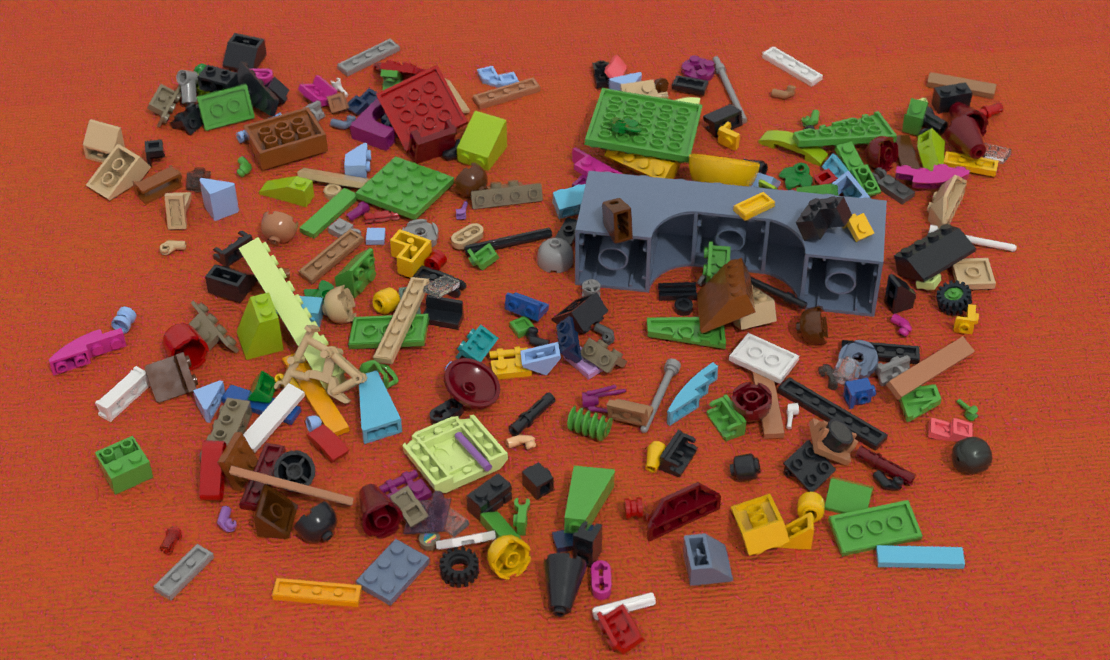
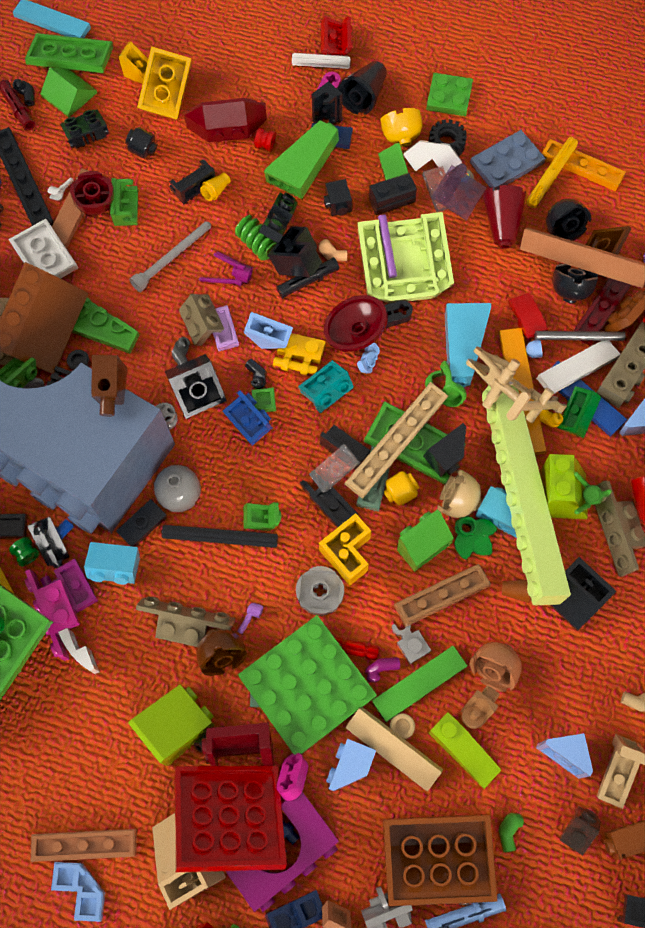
camera: 155 degrees left, 25 degrees up
(232, 253) = (563, 659): hinge -> none
(236, 328) = (592, 494): none -> bright green plant
(283, 435) = (579, 335): none -> flat silver bar
(284, 201) = (480, 707): none -> medium nougat hips
(342, 124) = (340, 871): sand blue arm -> none
(344, 567) = (552, 172): none -> yellow axle
(361, 322) = (447, 452): none -> black slope
(375, 236) = (374, 614): light blue tile -> none
(392, 144) = (292, 777): none -> dark pink beam
(411, 507) = (472, 204): dark tan slope -> none
(418, 487) = (468, 232): magenta plate -> none
(435, 260) = (319, 530): red wheel -> none
(467, 236) = (264, 561): tan plate -> none
(476, 617) = (449, 94): none -> bright green plate
(520, 519) = (371, 165): bright green plate -> none
(550, 411) = (295, 253): none -> black brick
(563, 158) = (81, 655): none -> white slope
(569, 340) = (230, 335): dark blue bracket -> none
(578, 427) = (279, 217): none -> black slope
(629, 411) = (211, 238): medium nougat panel -> none
(688, 398) = (133, 244): medium azure slope -> none
(706, 560) = (232, 66): sand blue slope -> none
(812, 503) = (110, 85): yellow head -> none
(832, 440) = (45, 134): piece -> none

